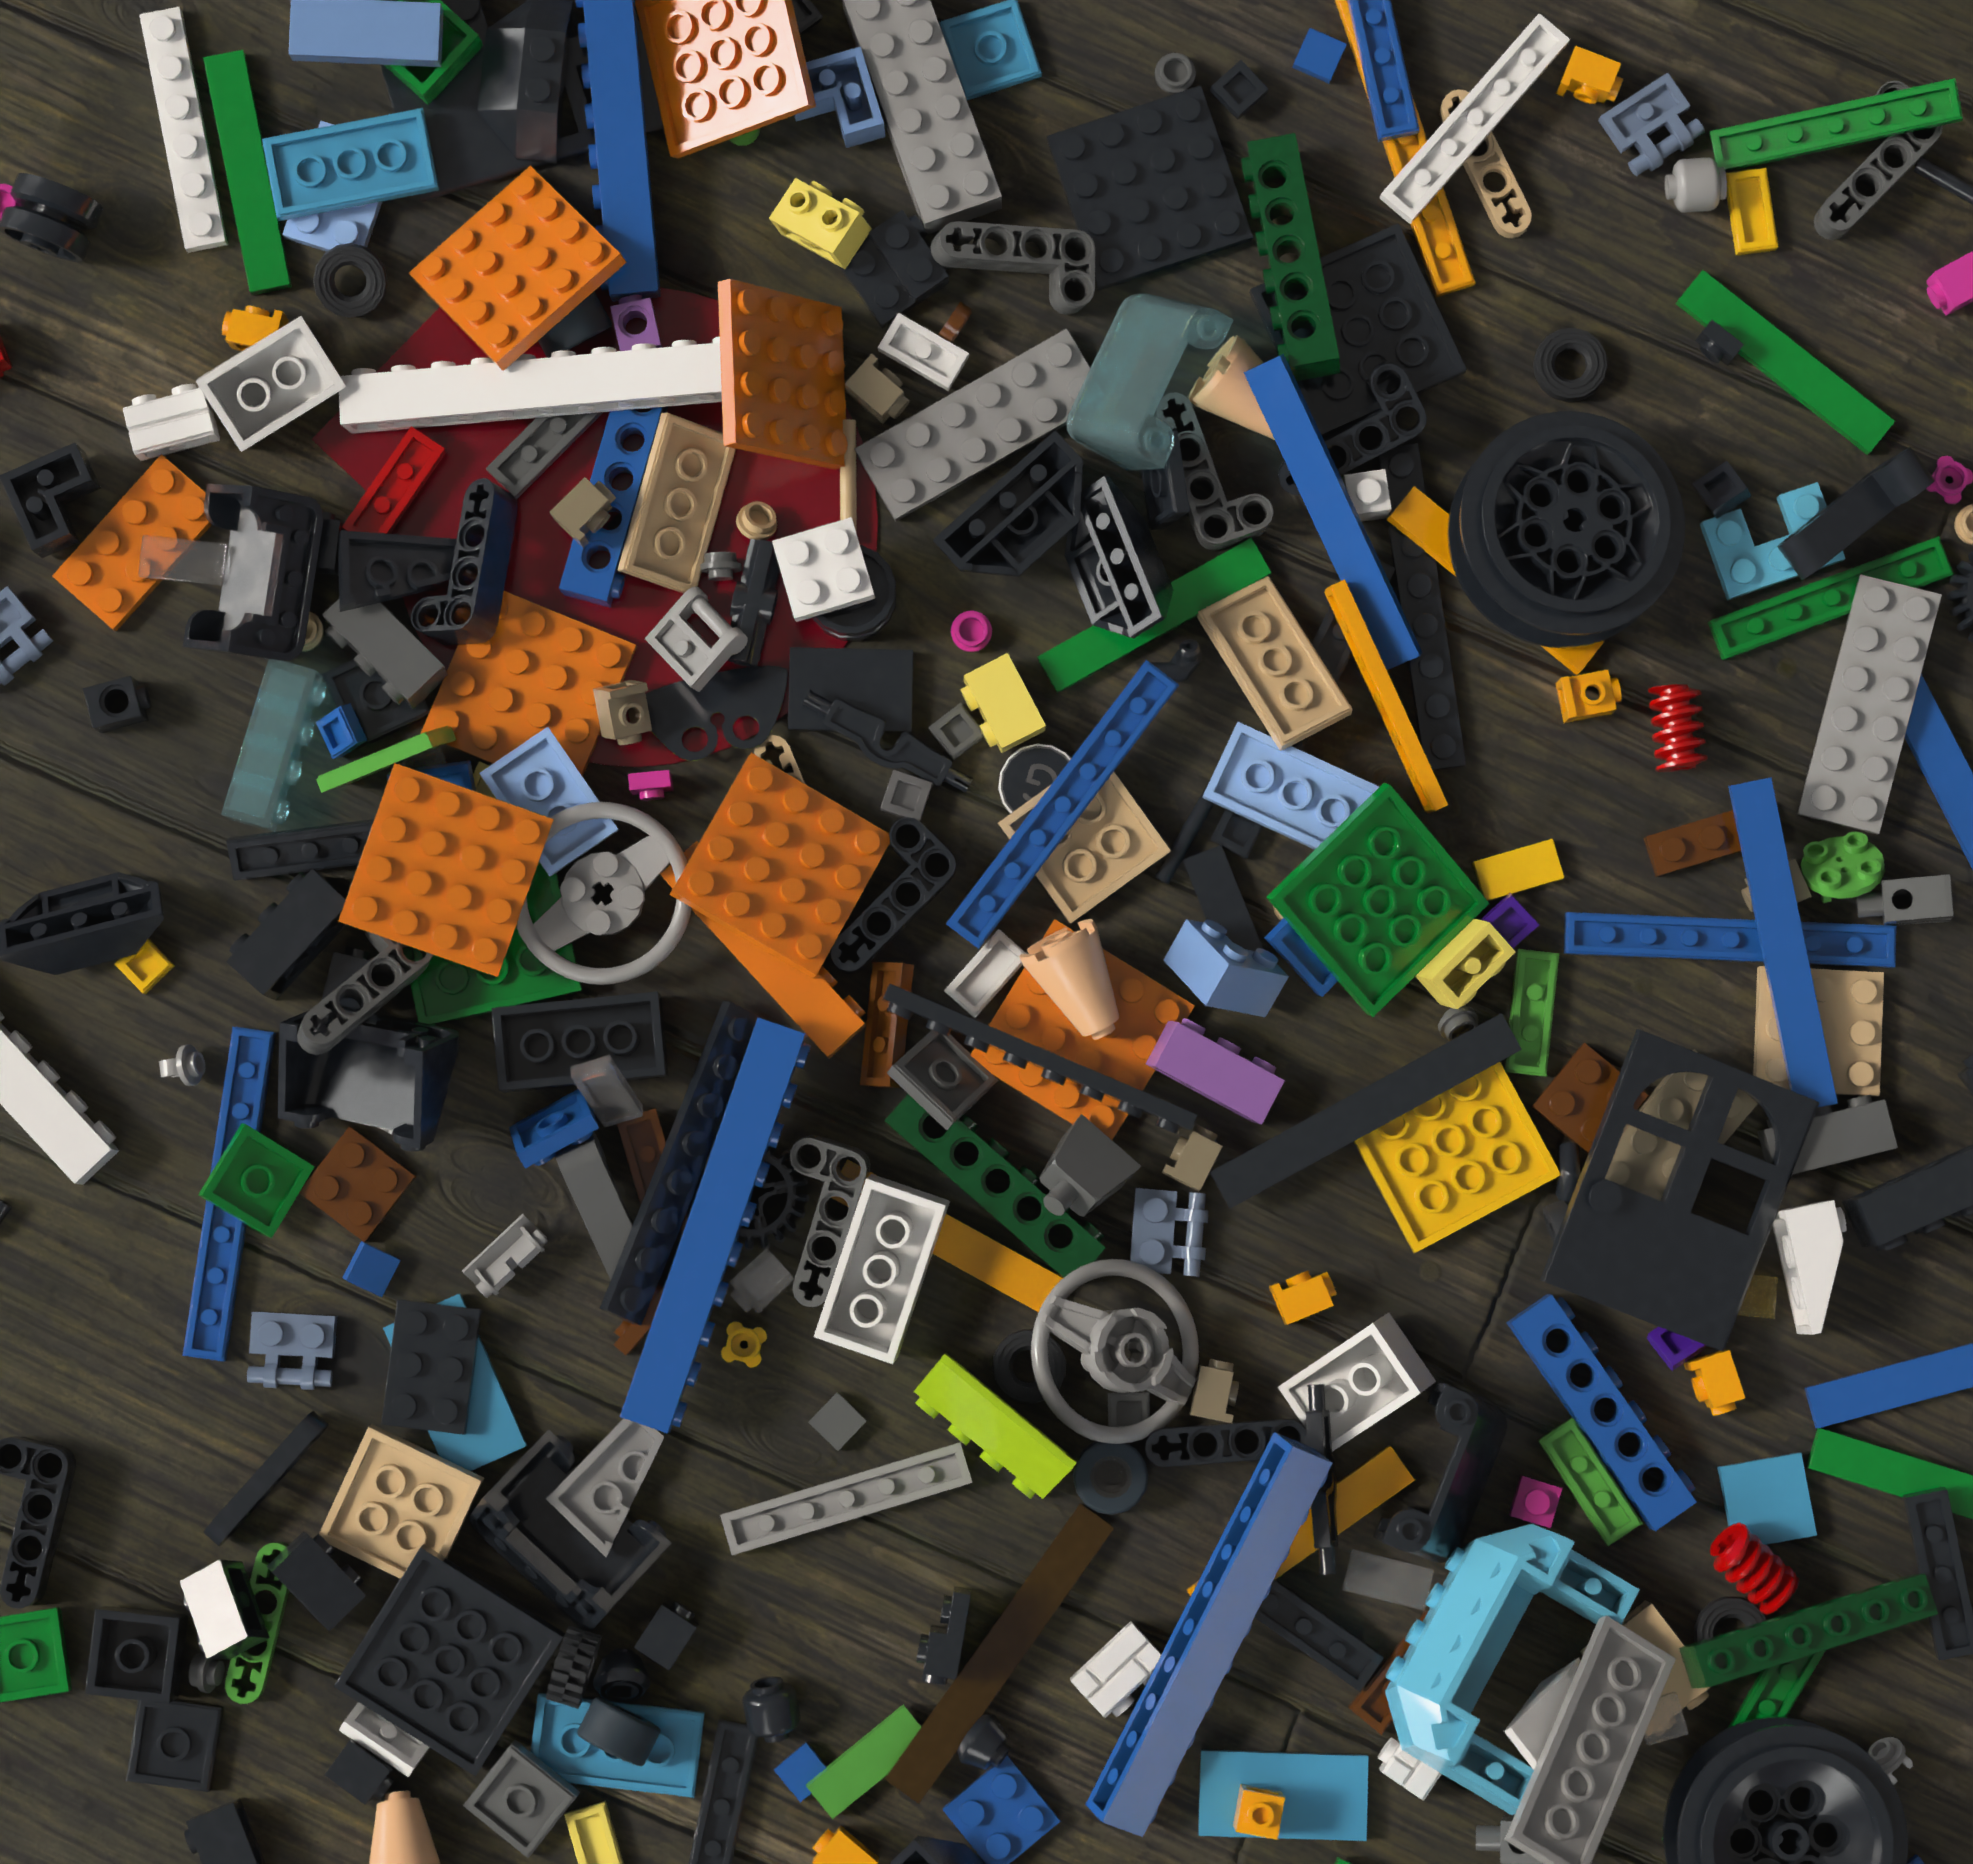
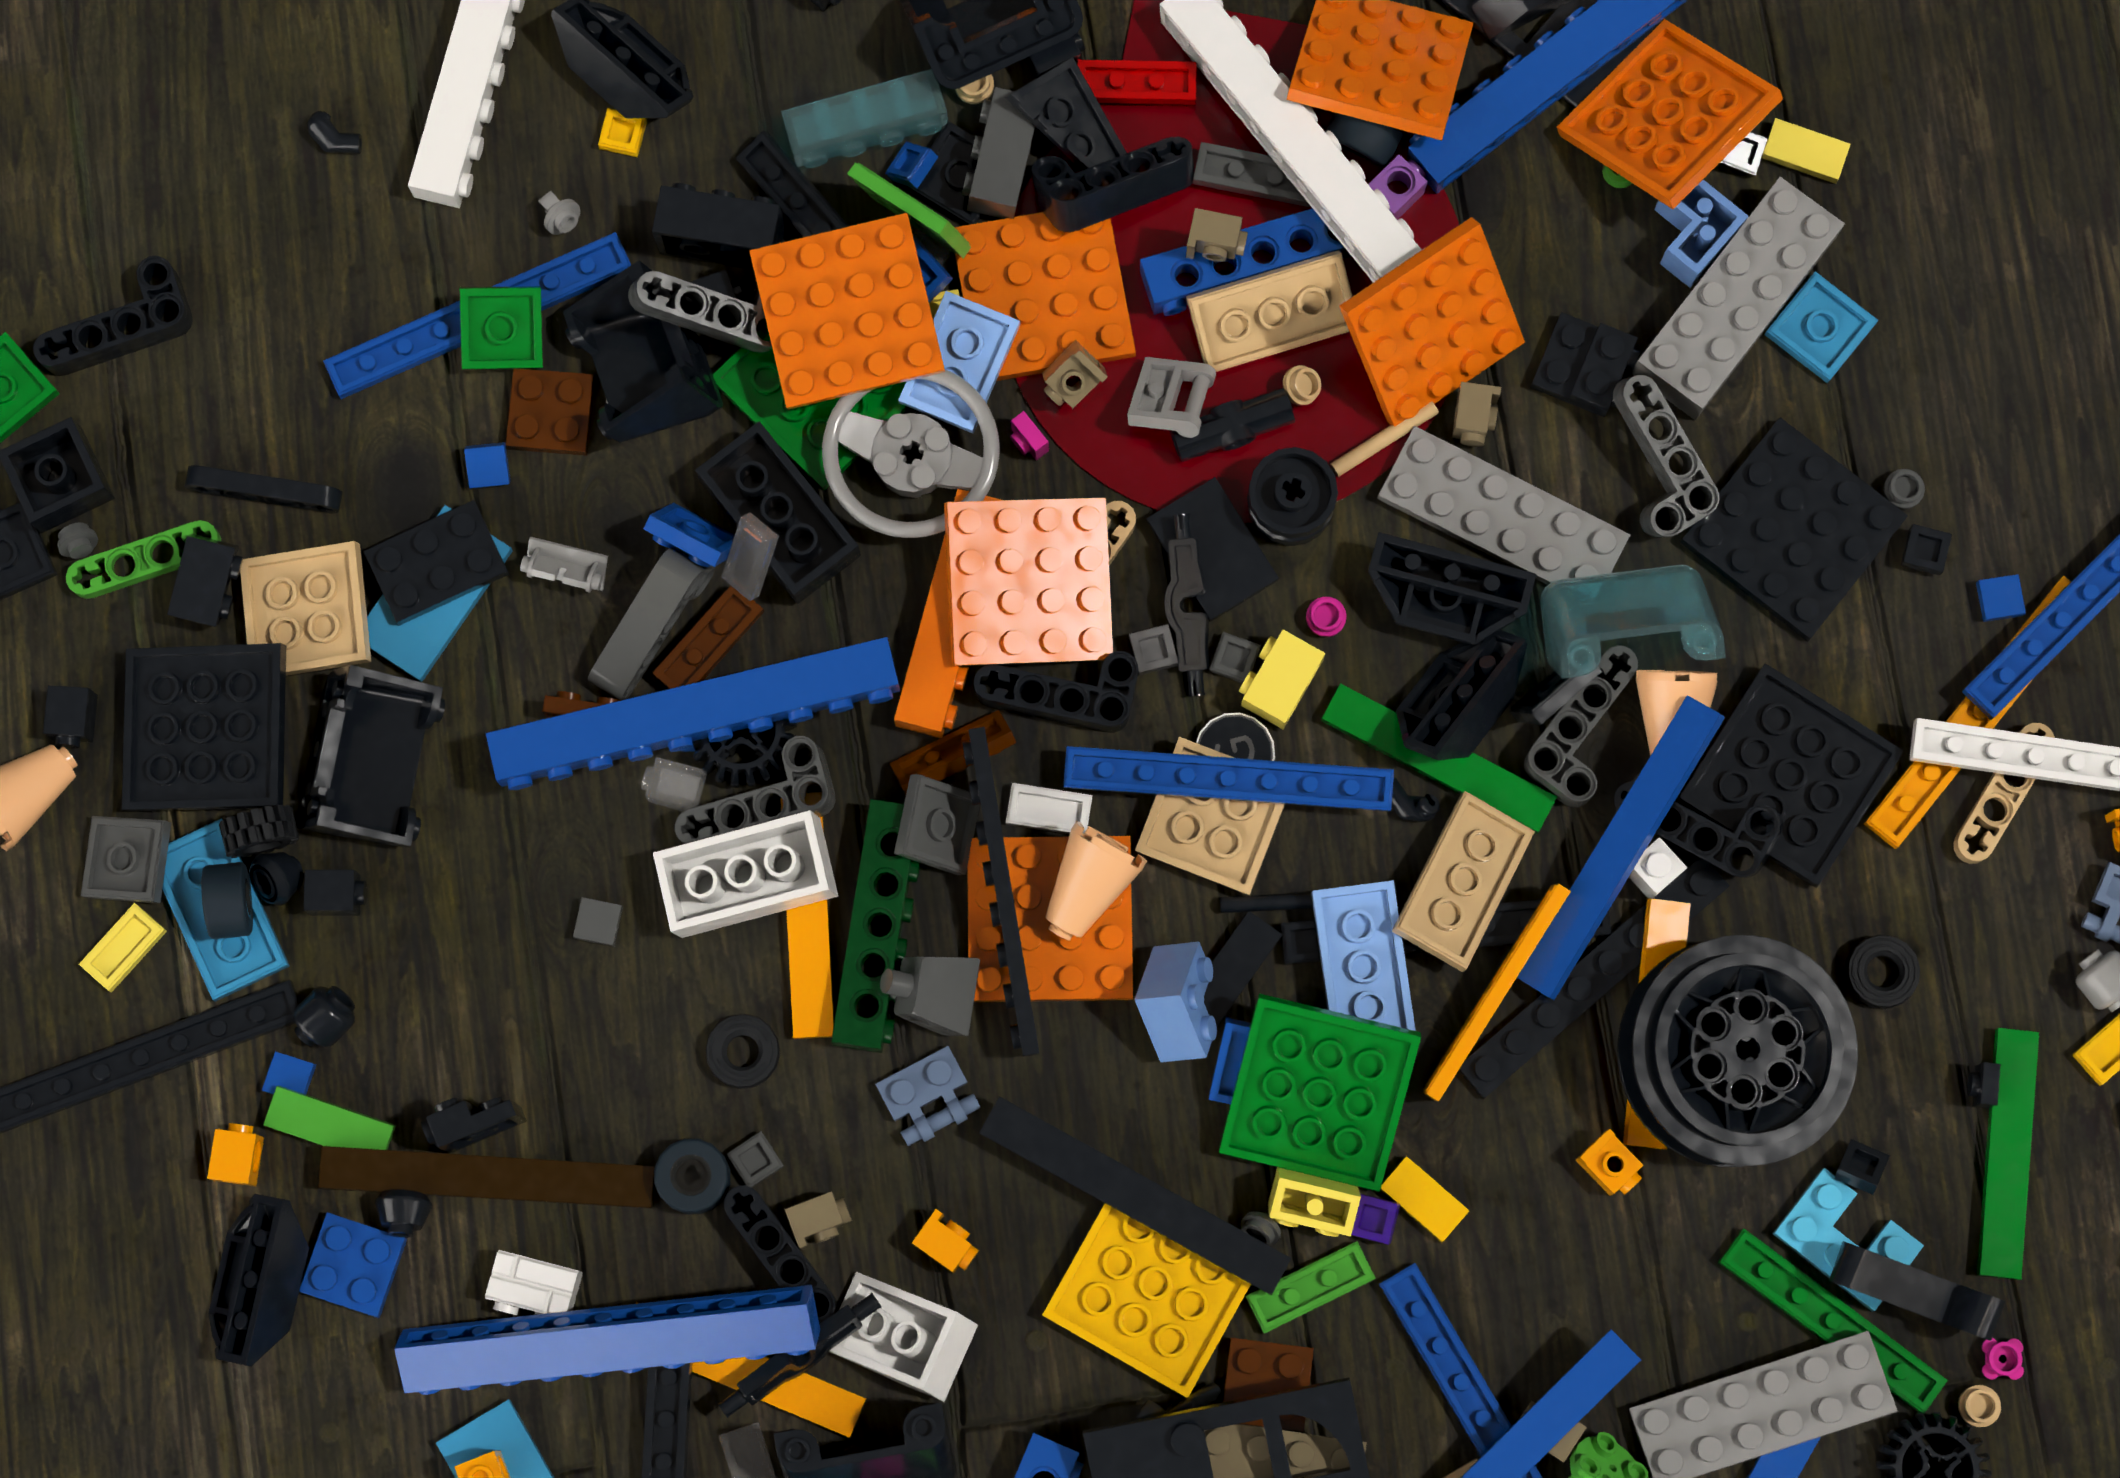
camera: 60 degrees right, 5 degrees down
(224, 1609) = (134, 521): brick -> none
(292, 1336) = (394, 438): sand blue plate -> none
(384, 1739) = (107, 717): white plate -> none
(606, 1482) = (427, 763): light grey wing -> none
(679, 1166) = (719, 656): black plate -> none
(720, 565) = (1245, 378): dark grey plate -> none
(730, 692) = (1146, 454): black piece -> none
(754, 1338) = (603, 799): yellow plate -> none
(821, 222) = (1583, 279): light yellow brick -> none
(823, 569) = (1294, 458): white plate -> none
(846, 1498) = (538, 969): light grey plate -> none
(923, 351) = (1532, 430): white plate -> none
(956, 322) = (1574, 441): reddish brown tile -> none
(994, 1426) = (673, 1049): lime slope -> none
(1102, 1342) = (799, 1090): light grey piece -> none
(1193, 1158) = (1003, 1077): dark tan brick -> none
(1216, 1070) = (1088, 1048): medium lavender brick -> none
(1280, 159) = (1889, 617): dark green brick -> none
(1677, 727) = (1633, 1256): red piece -> none
(1693, 843) = (1543, 1333): reddish brown plate -> none

